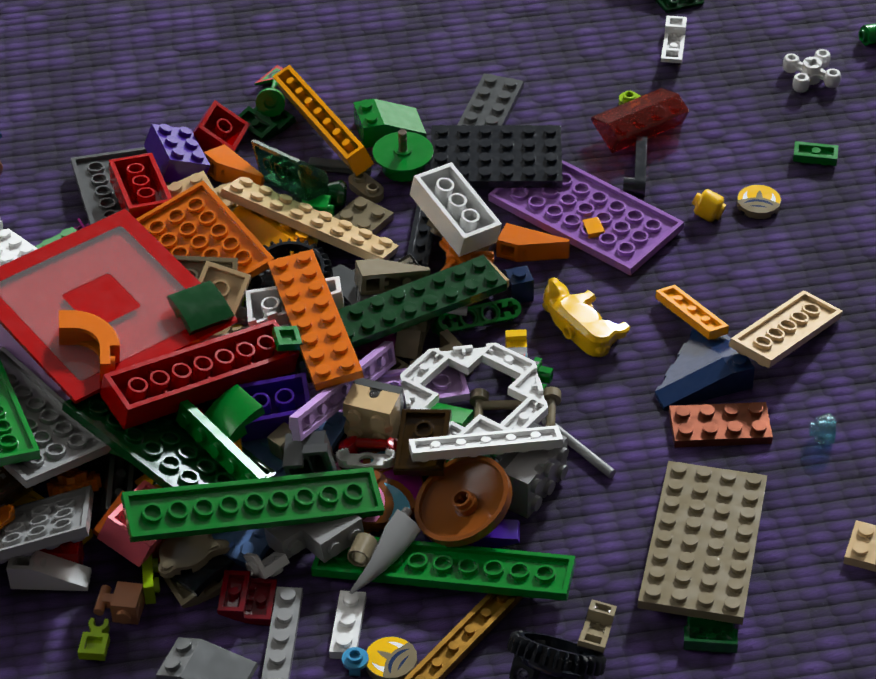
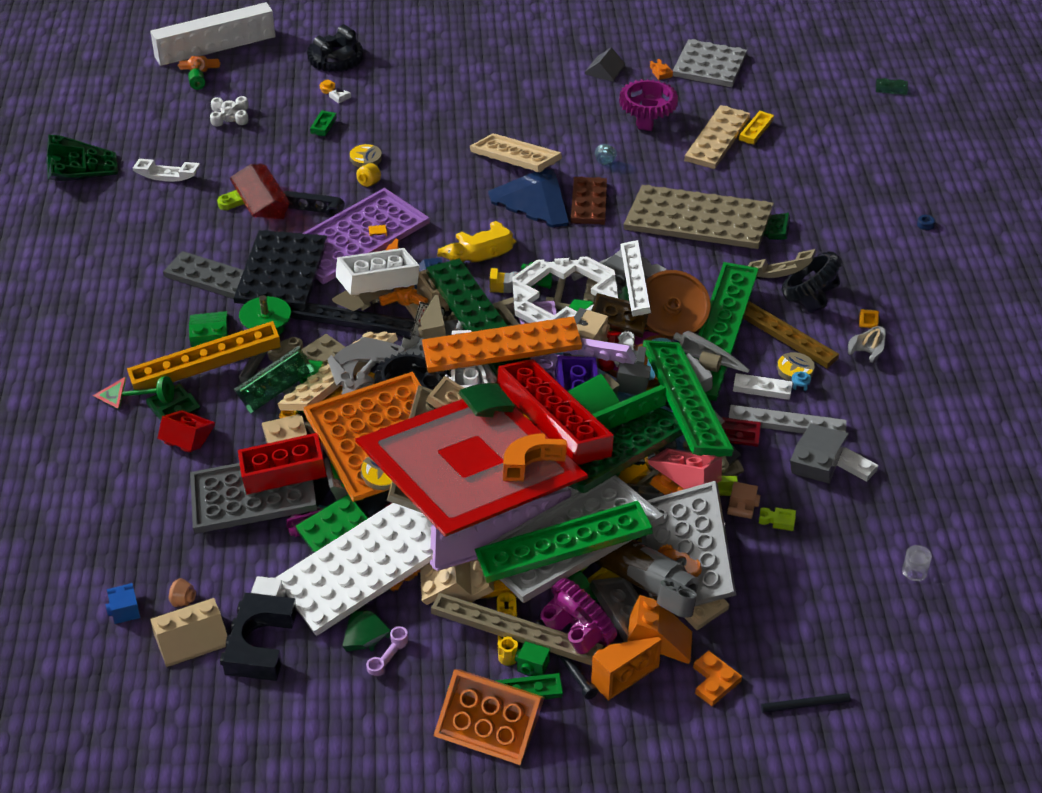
camera: 85 degrees left, 0 degrees up
(175, 152) = (217, 450): dark purple brick -> none
(229, 166) = (242, 423): orange slope -> none
(287, 338) = (527, 357): green plate -> none
(328, 230) = (365, 350): none -> light grey piece
(692, 312) = (483, 194): light orange plate -> none

